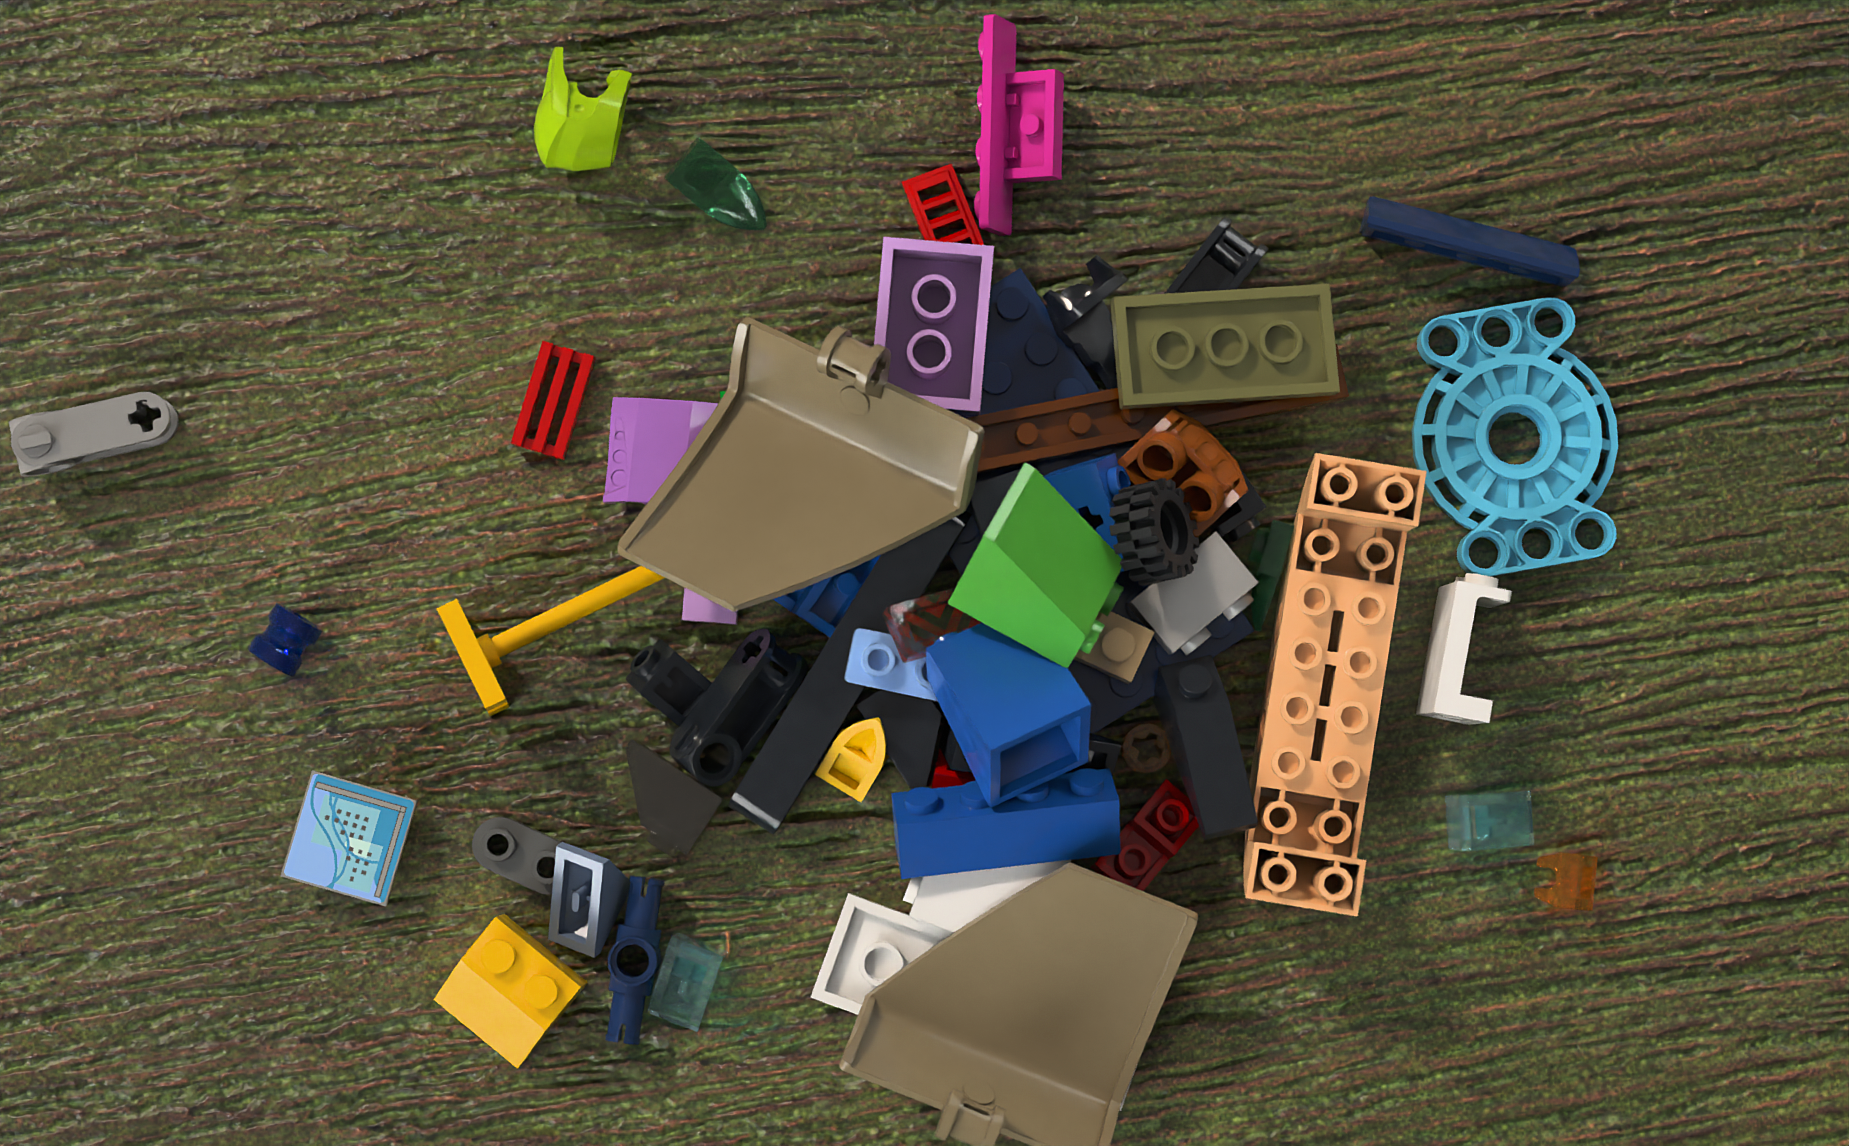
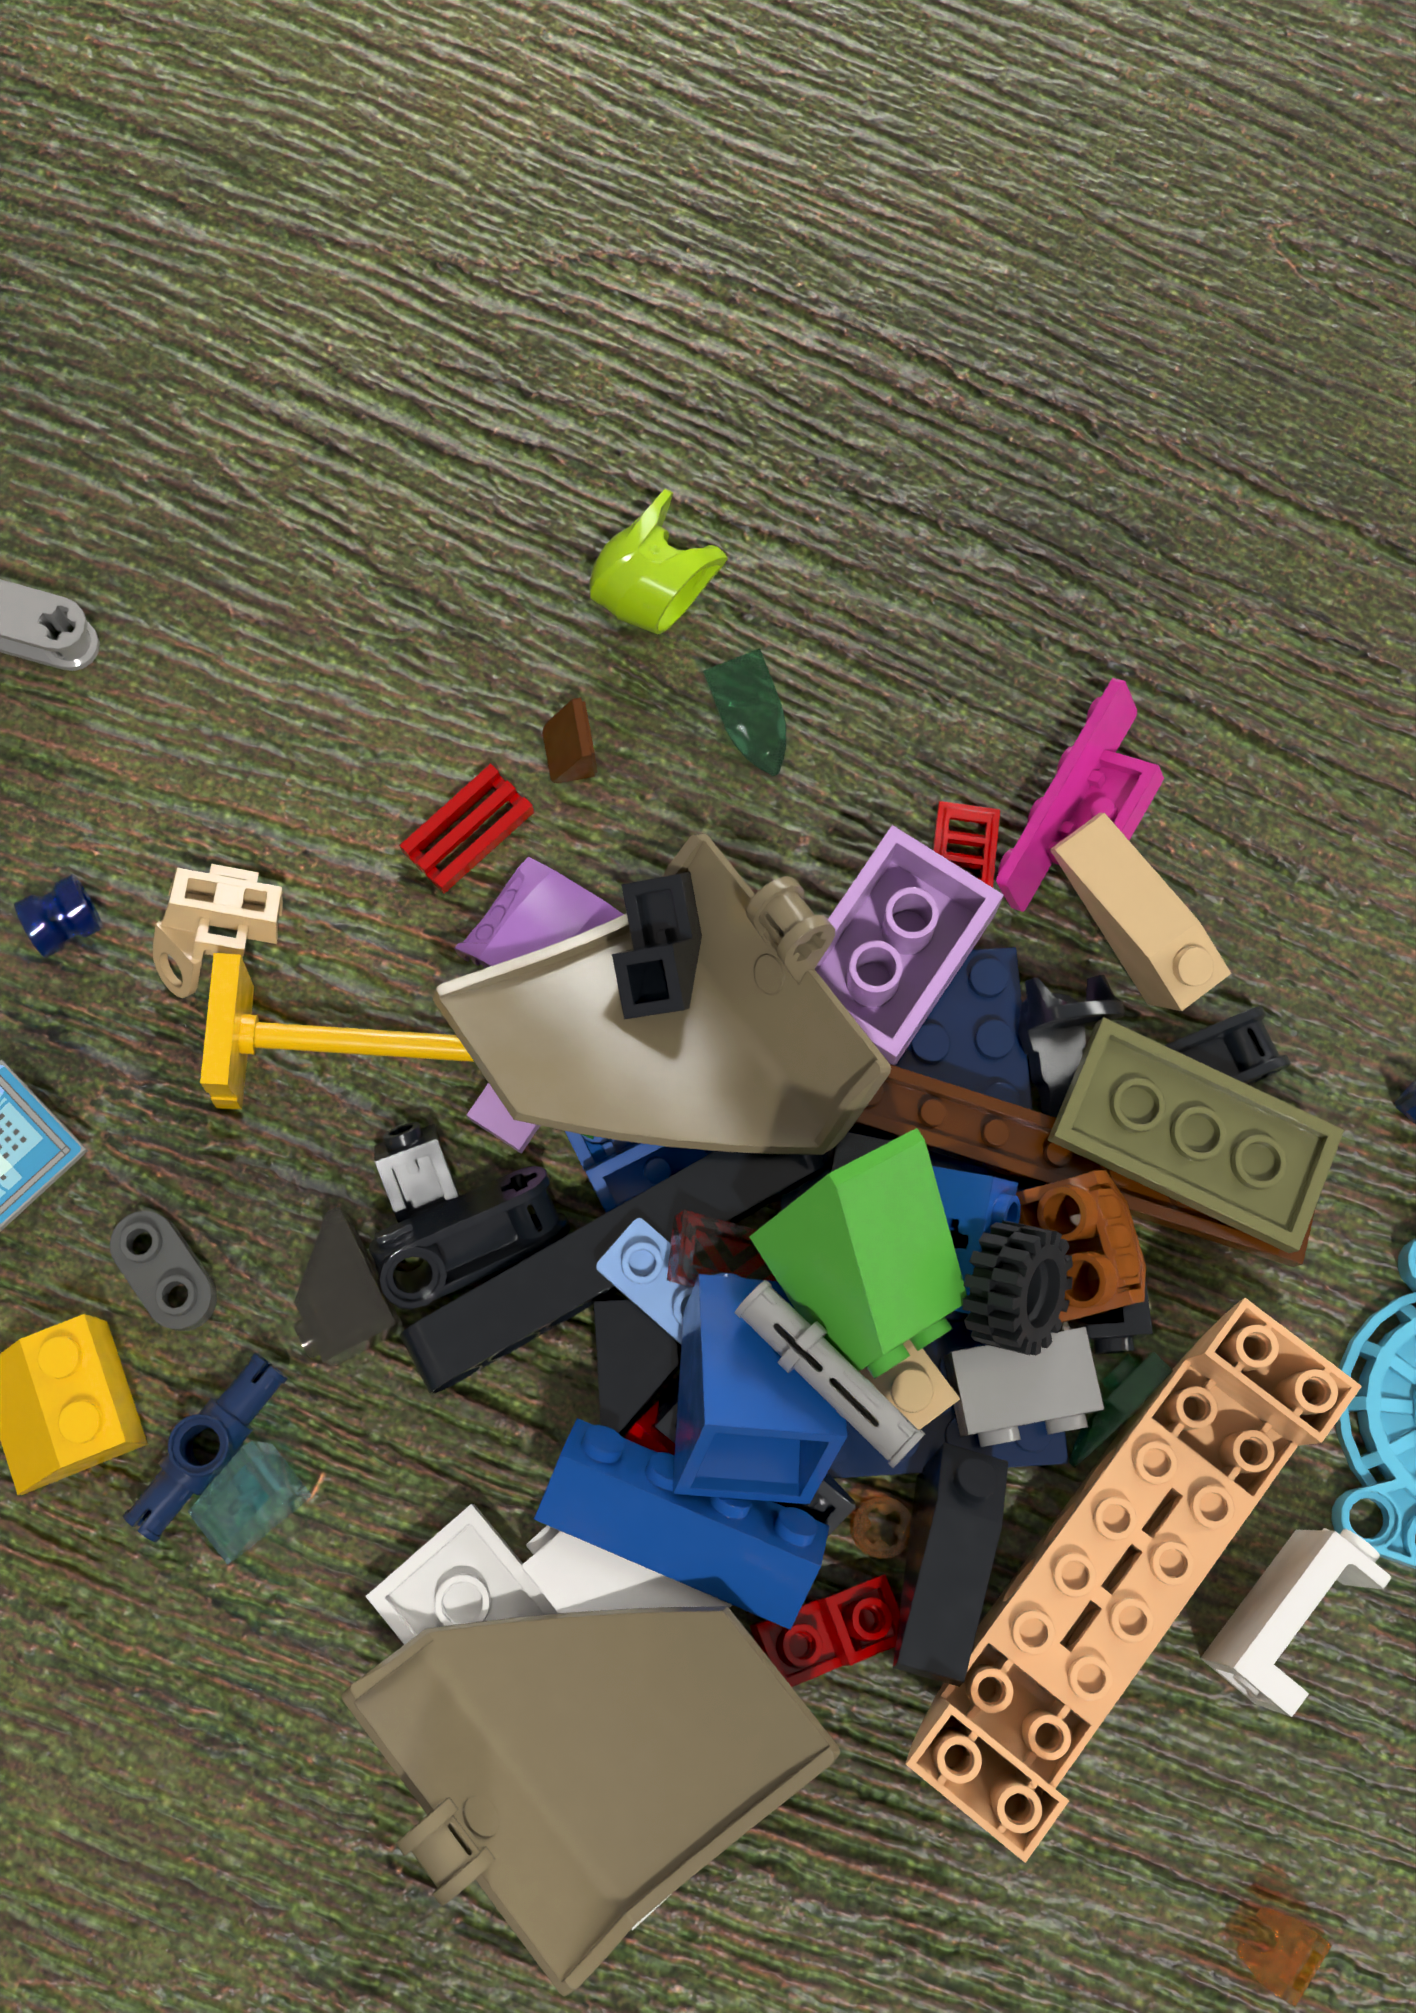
camera: 30 degrees right, 10 degrees down
(390, 586) = (219, 899): none -> tan piece
(584, 899) = (193, 1351): sand blue slope -> none
(594, 291) = (570, 744): none -> reddish brown slope
(759, 408) = (666, 946): none -> black slope
(855, 758) = (562, 1360): yellow plate -> none
(1054, 668) = (828, 1372): none -> light grey pin
(1100, 197) = (1140, 916): none -> tan slope
(1489, 820) = (1225, 1829): clear light blue slope -> none

